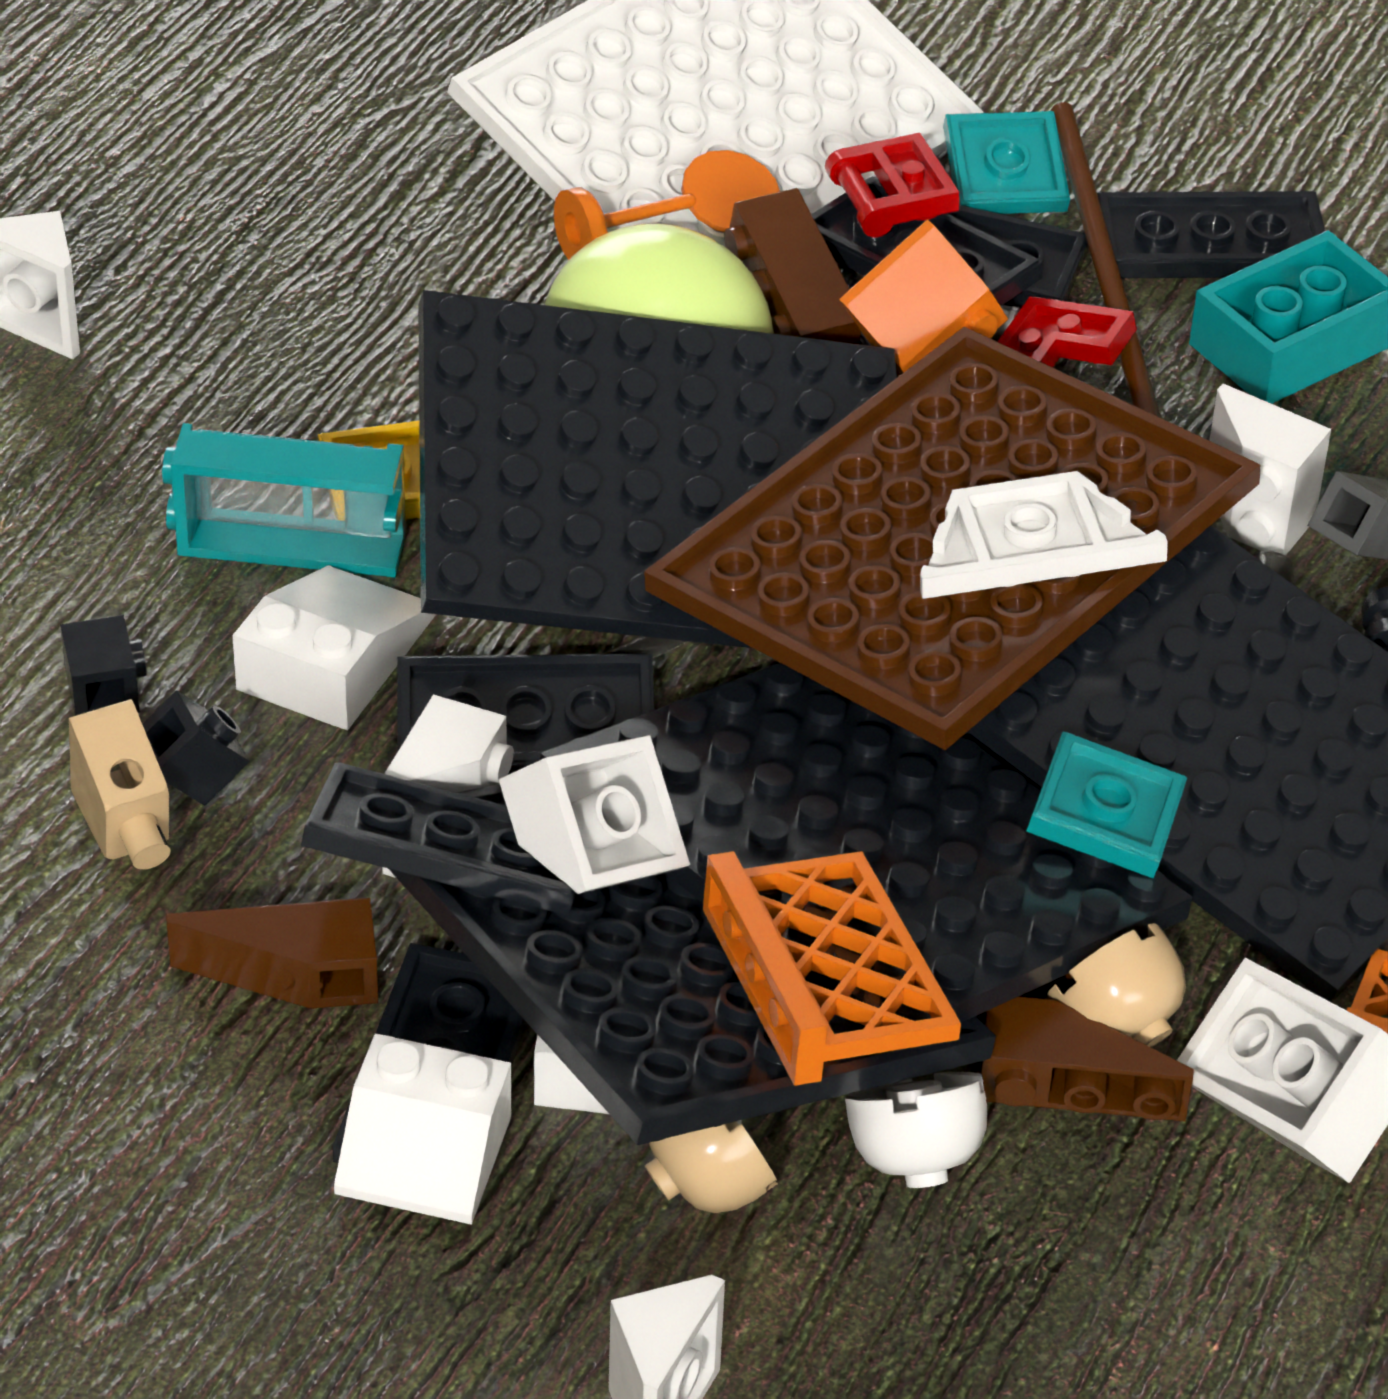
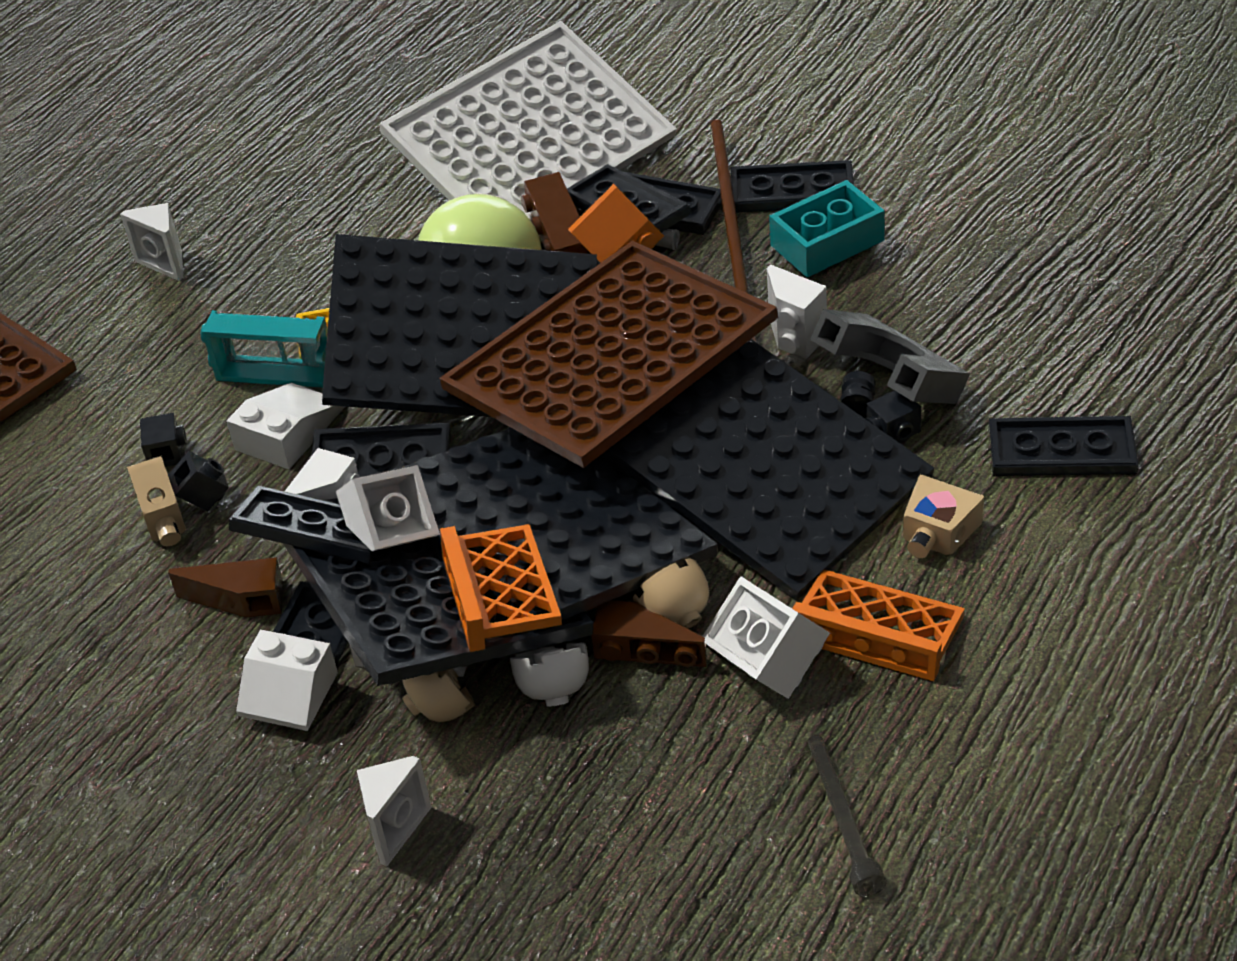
camera: 10 degrees right, 0 degrees up
(708, 190) = (513, 176): orange piece -> none
(907, 171) = (623, 162): red plate -> none
(1007, 161) = (684, 153): teal plate -> none
(1033, 534) = (643, 349): white wing -> none
(1069, 330) = (699, 241): red plate -> none
(1107, 804) = (673, 494): teal plate -> none

